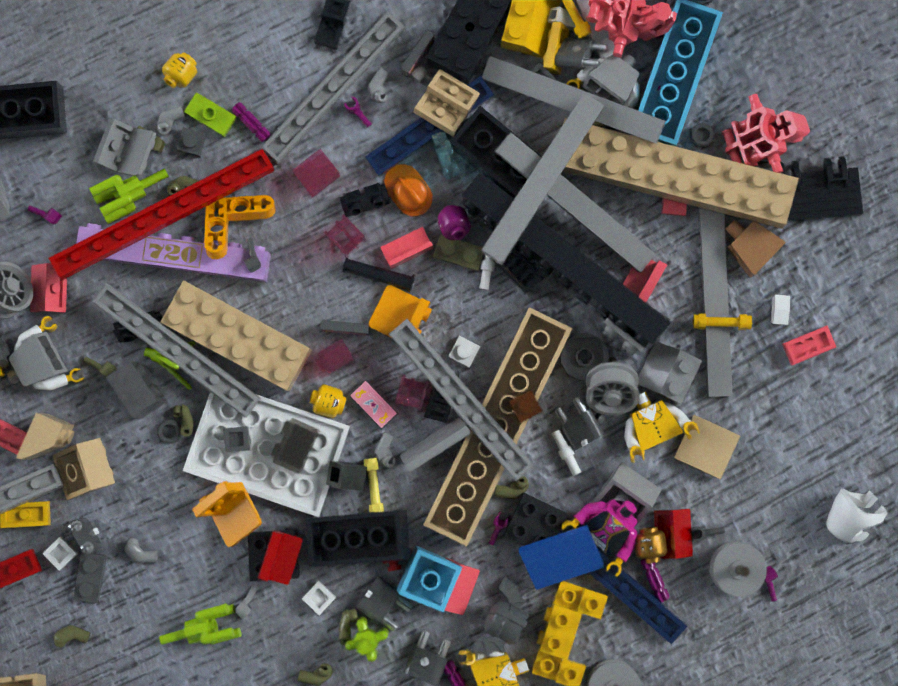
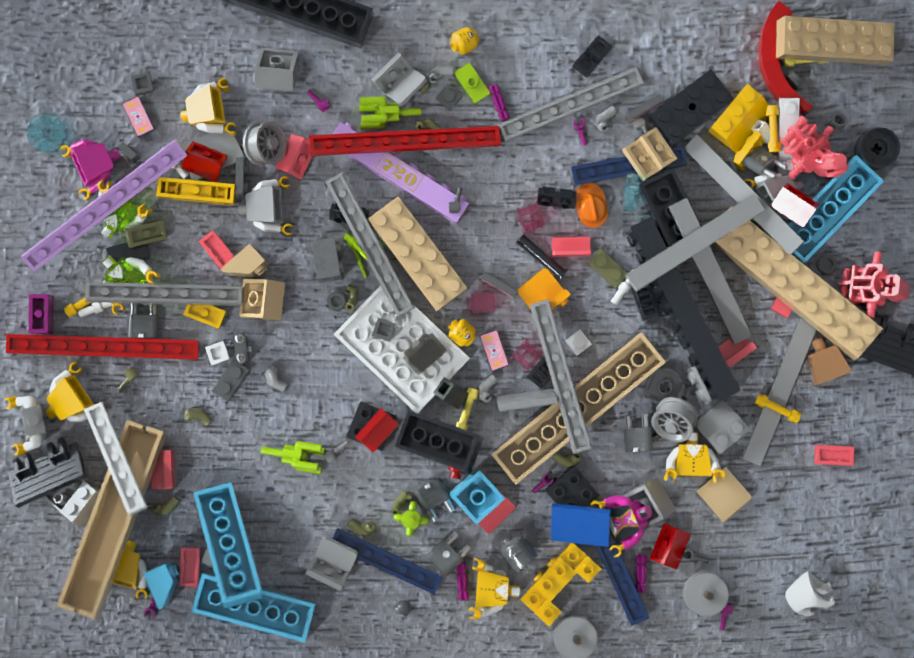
camera: 25 degrees right, 0 degrees up
(105, 370) = (311, 235): olive hand -> none
(227, 213) = (451, 161): light orange beam -> none
(231, 511) = (355, 380): light orange bracket -> none
(316, 173) = (530, 162): clear pink piece -> none
(319, 597) = (390, 472): white plate -> none
(454, 222) = (614, 244): magenta head -> none
(525, 406) = (605, 402): reddish brown brick -> none
(566, 452) = (619, 451): white bar -> none
(635, 84) = (795, 204): none -> panel
(650, 544) = (650, 546): pearl gold head -> none
(780, 309) = (825, 419): white piece -> none

